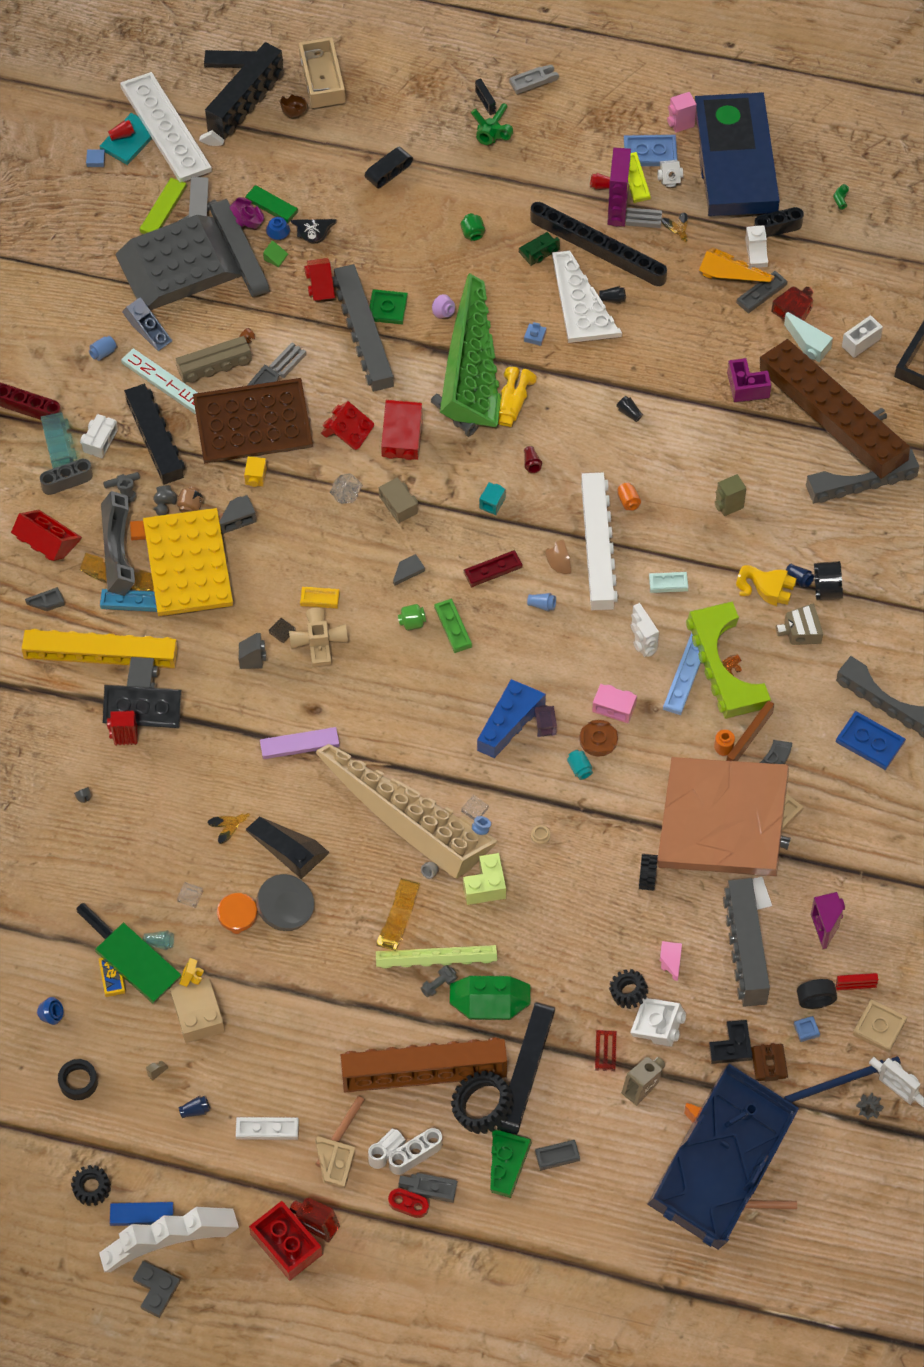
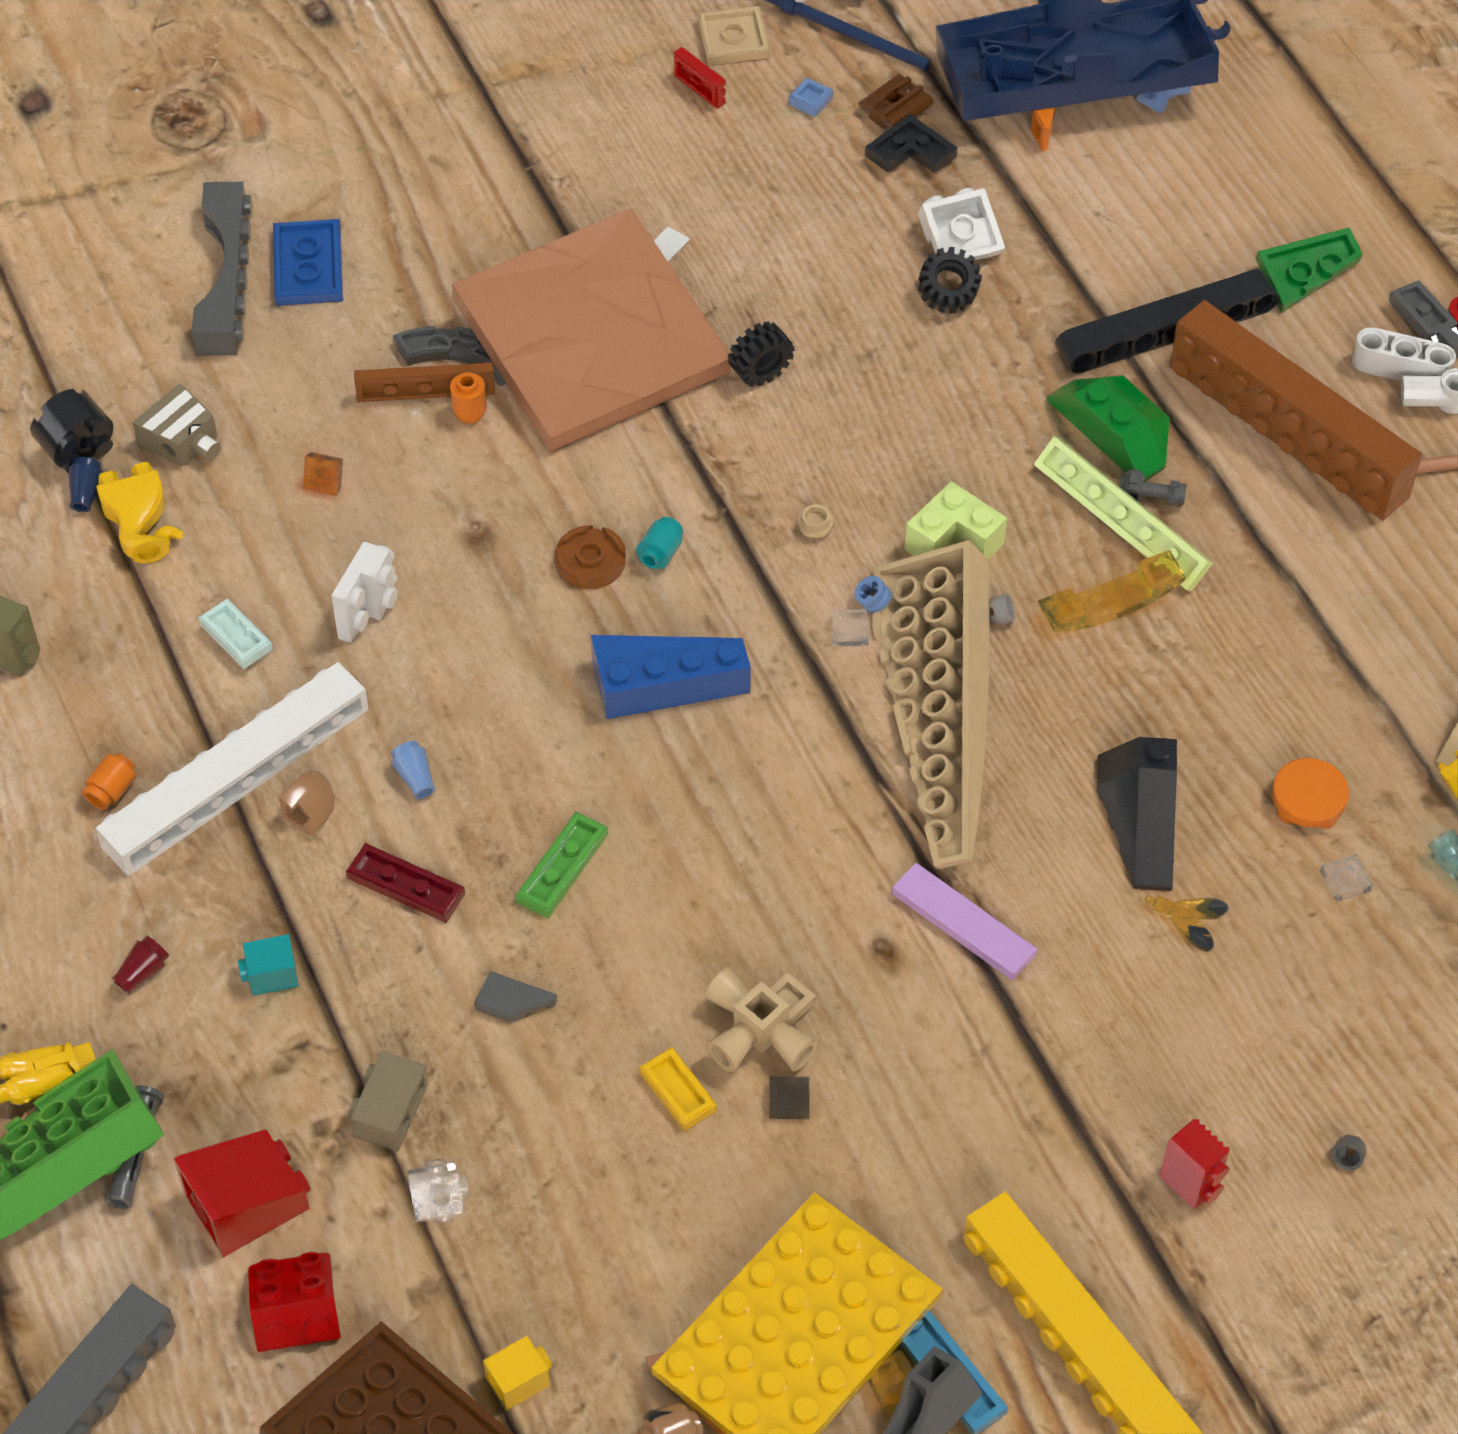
camera: 130 degrees left, 5 degrees down
(142, 672) = (1081, 1223): dark grey brick -> none
(151, 705) = (1127, 1178): black tile -> none
(237, 514) = (629, 1331): dark grey slope -> none
(252, 652) = (881, 1088): dark grey slope -> none
(285, 902) = (1237, 738): dark grey piece -> none
(412, 617) = (603, 916): bright green head -> none
(496, 1116) = (1293, 292): black tyre -> none
(545, 721) = (628, 618): clear purple brick -> none
(557, 1155) = (1239, 228): dark grey tile -> none
(605, 1066) = (1056, 269): clear red tile -> none
(614, 703) = (517, 564): bright pink brick -> none
(642, 1079) = (1057, 190): dark tan torso -> none
(670, 958) = (855, 272): bright pink slope -> none
(683, 679) = (359, 526): light blue tile -> none
(733, 695) = (293, 519): lime arch -> none
(746, 942) = (759, 194): dark grey brick -> none
(817, 994) = (773, 85): black tyre -> none
(826, 916) = (644, 136): magenta slope -> none

